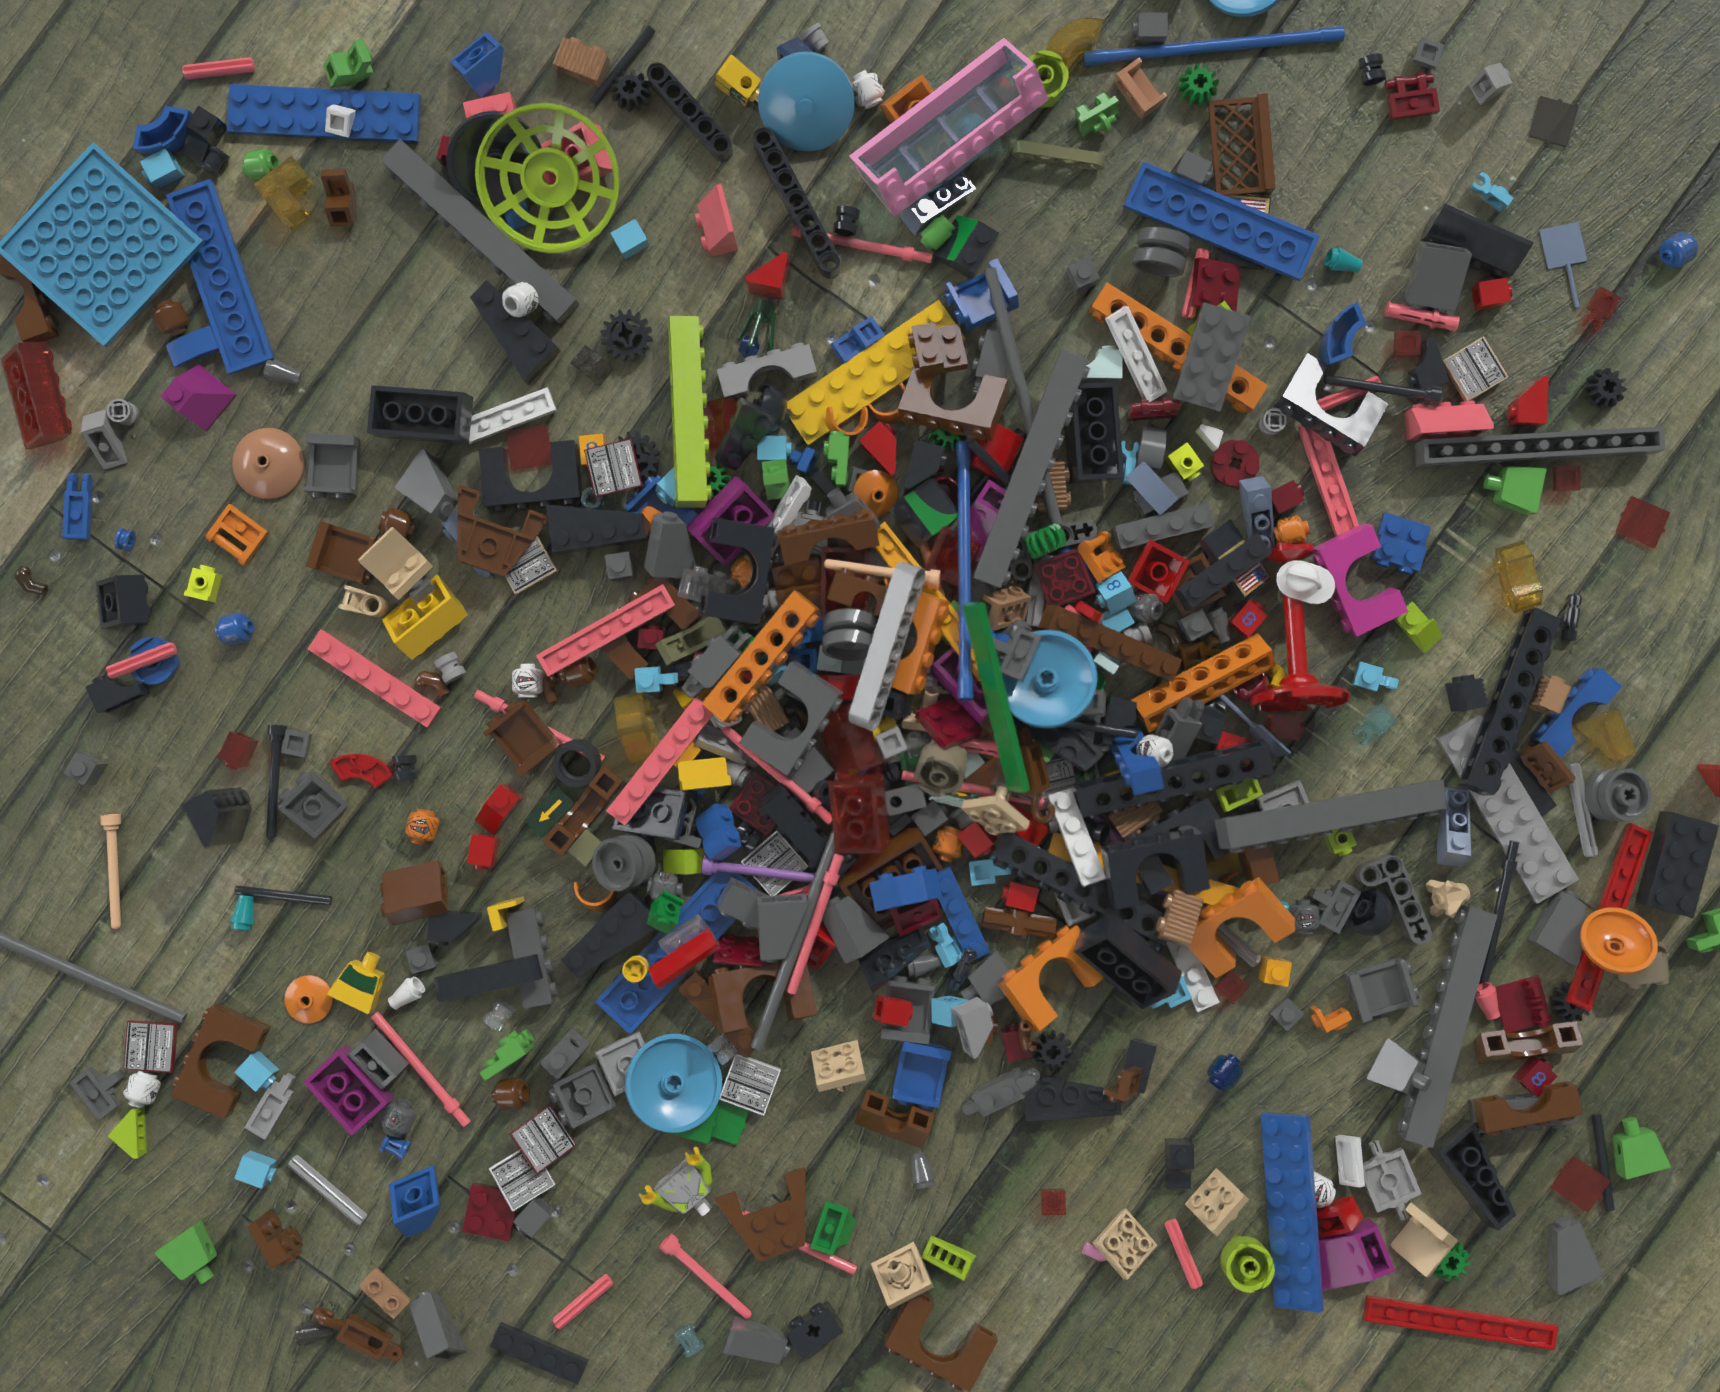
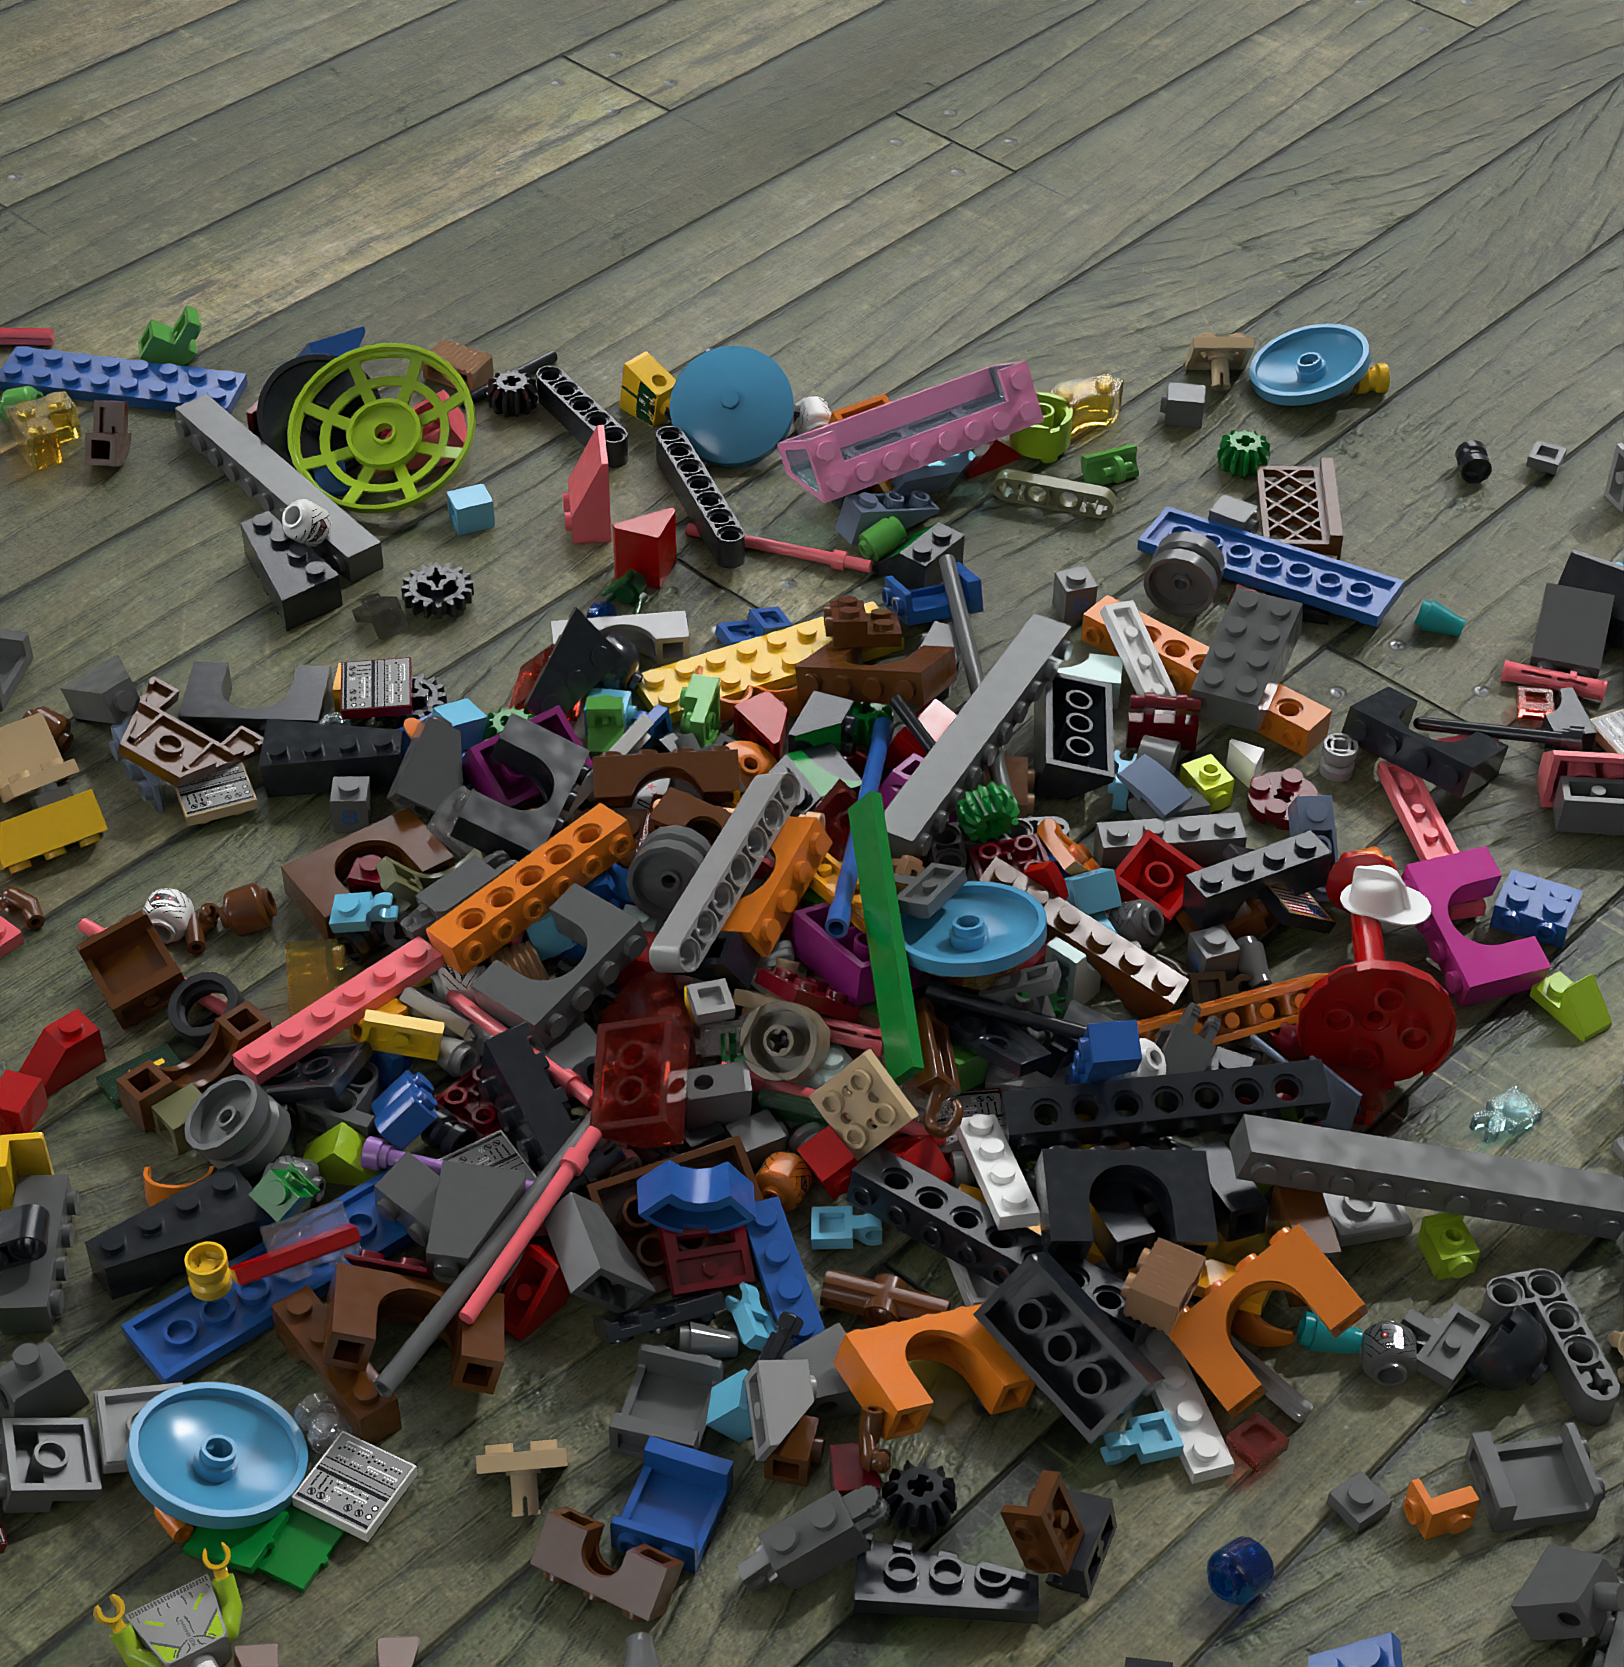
camera: 10 degrees right, 45 degrees down
(339, 120) = (138, 376): white slope -> none
(420, 414) = (127, 621): black brick -> none
(450, 667) = (56, 887): light grey wheel -> none
(511, 414) = (249, 647): white plate -> none
(529, 447) = (261, 685): clear red piece -> none
(605, 630) = (305, 849): coral plate -> none
(687, 412) = (499, 653): lime brick -> none
(846, 218) = (762, 518): black wheel -> none
(893, 1010) = (641, 1389): red brick -> none
(1020, 895) = (894, 1256): red brick -> none
(1138, 89) = (1162, 455): nougat panel -> none
(1247, 618) = (1296, 956): red brick -> none
(1274, 971) = (1336, 1421): light orange brick -> none
(1286, 497) = (1358, 830): dark red brick -> none
(1323, 35) = (1408, 433): blue piece -> none
(1339, 334) = (1438, 676): blue brick -> none
(1371, 676) = (1499, 1055): medium azure plate -> none
(1412, 103) = (1528, 491): dark red plate -> none

